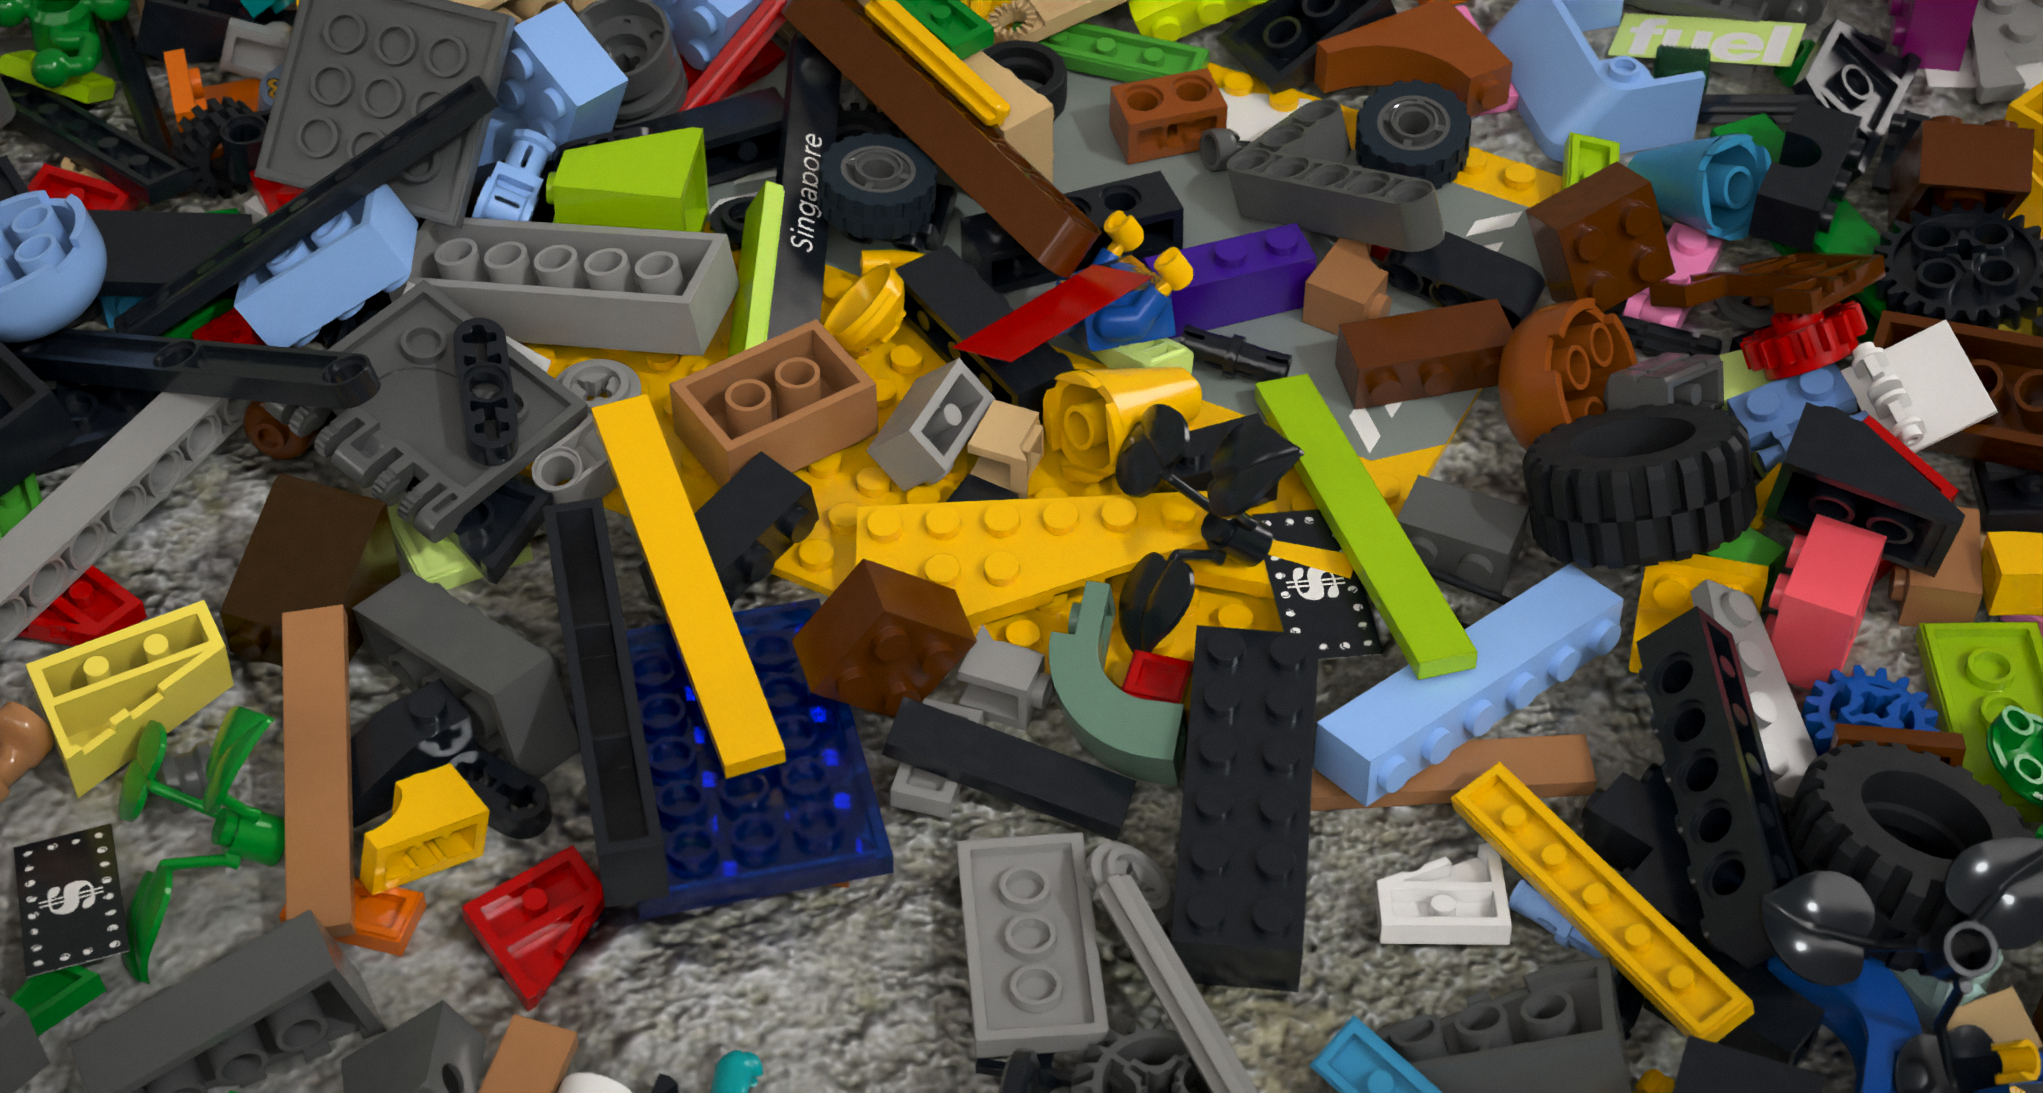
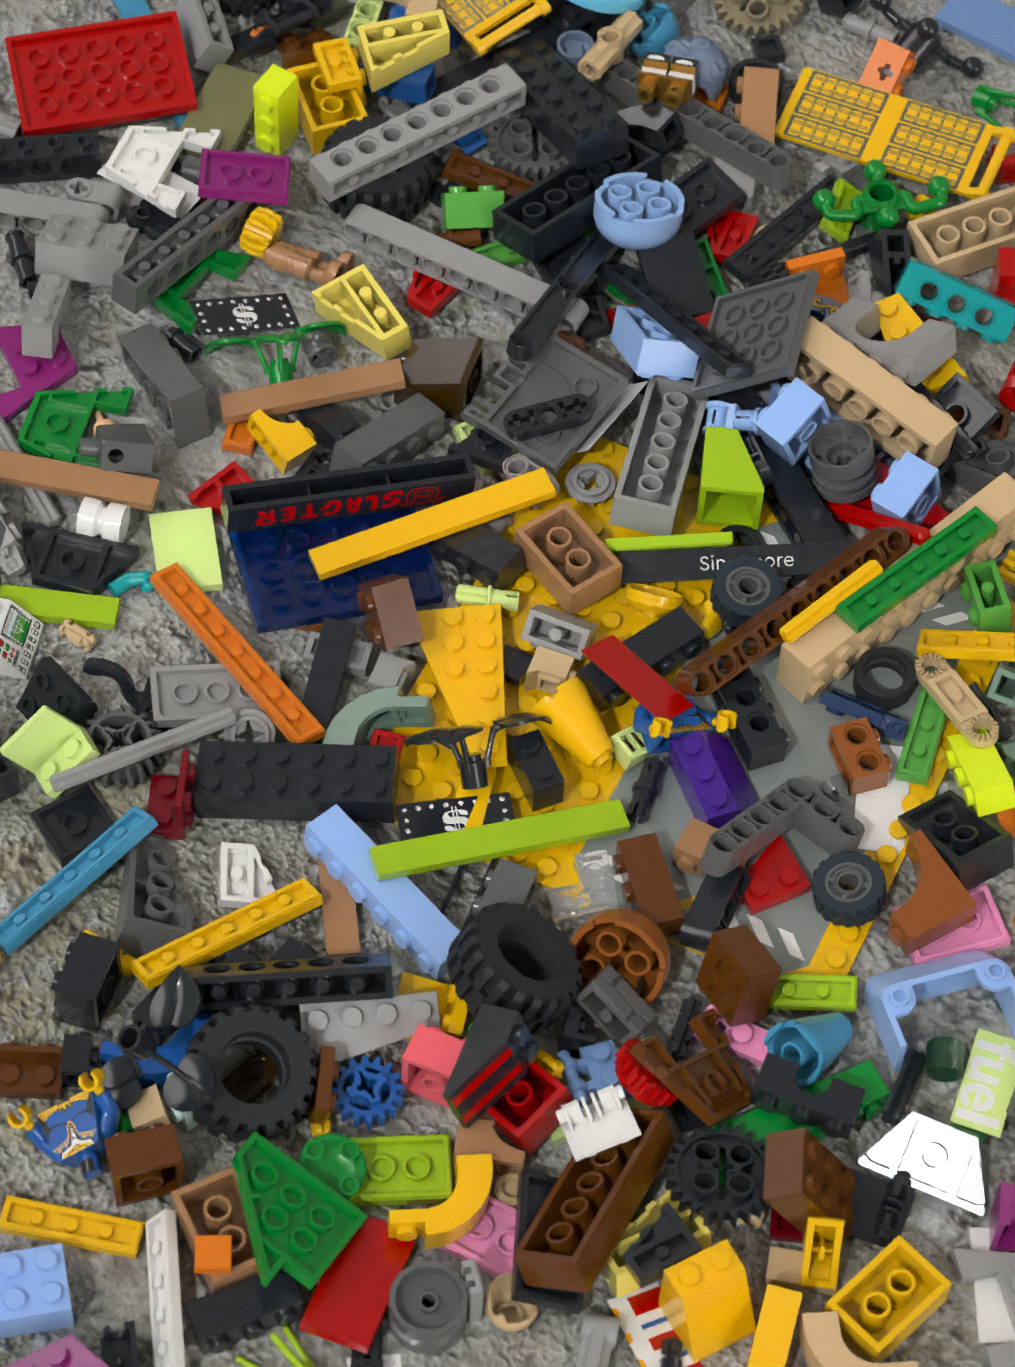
camera: 85 degrees right, 10 degrees up
(118, 1003) = (183, 344): none -> black pin
(665, 1007) = (191, 542): none -> yellowish green tile
(836, 529) = (485, 596): none -> yellowish green axle
(943, 902) = (237, 655): none -> orange tile
(1086, 105) = (842, 703): none -> dark blue hinge
(1286, 994) = (172, 800): none -> dark red bracket
(1438, 419) = (592, 894): none -> clear plate

